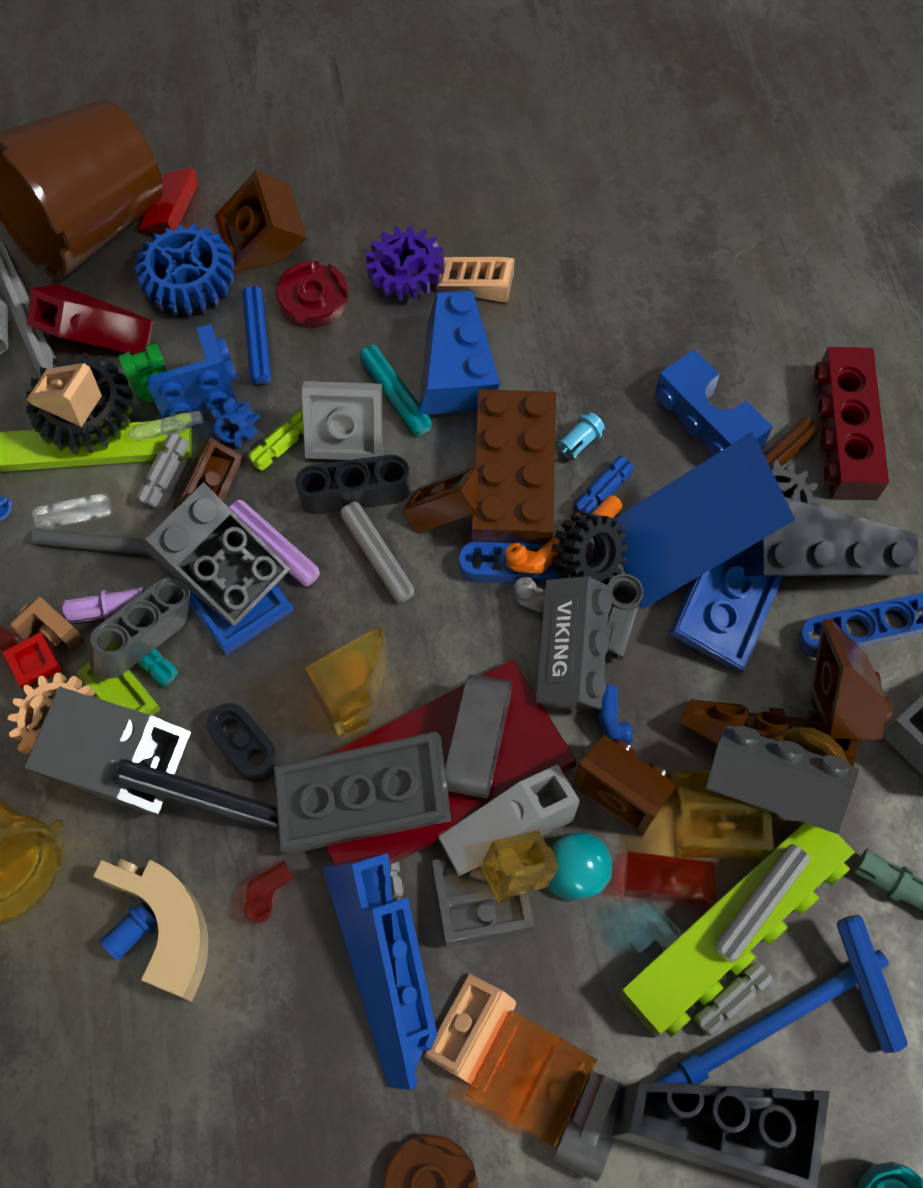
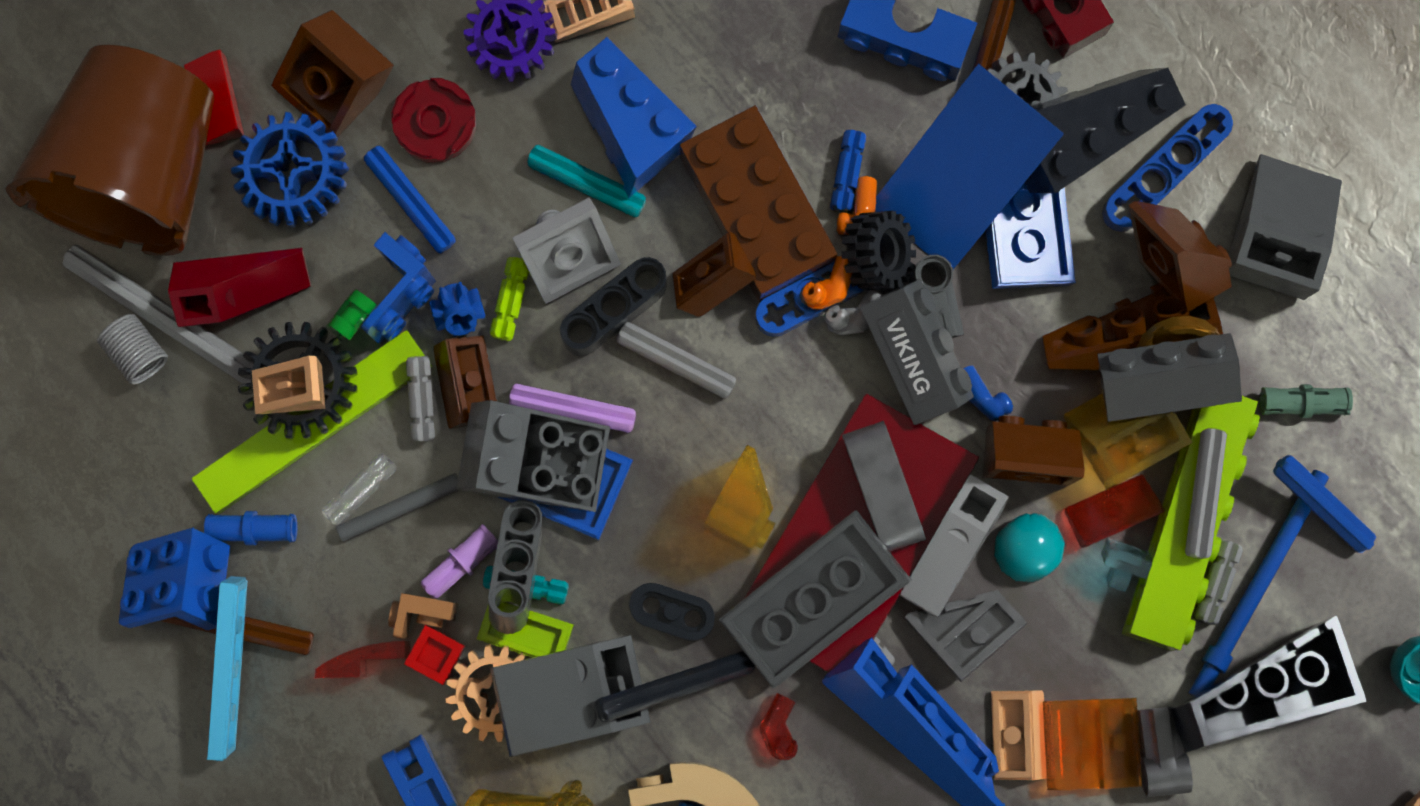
camera: 35 degrees left, 15 degrees up
(174, 424) = (394, 352): clear piece -> none
(519, 865) = (987, 581): clear yellow brick -> none
(585, 431) = (796, 128): medium azure pin -> none

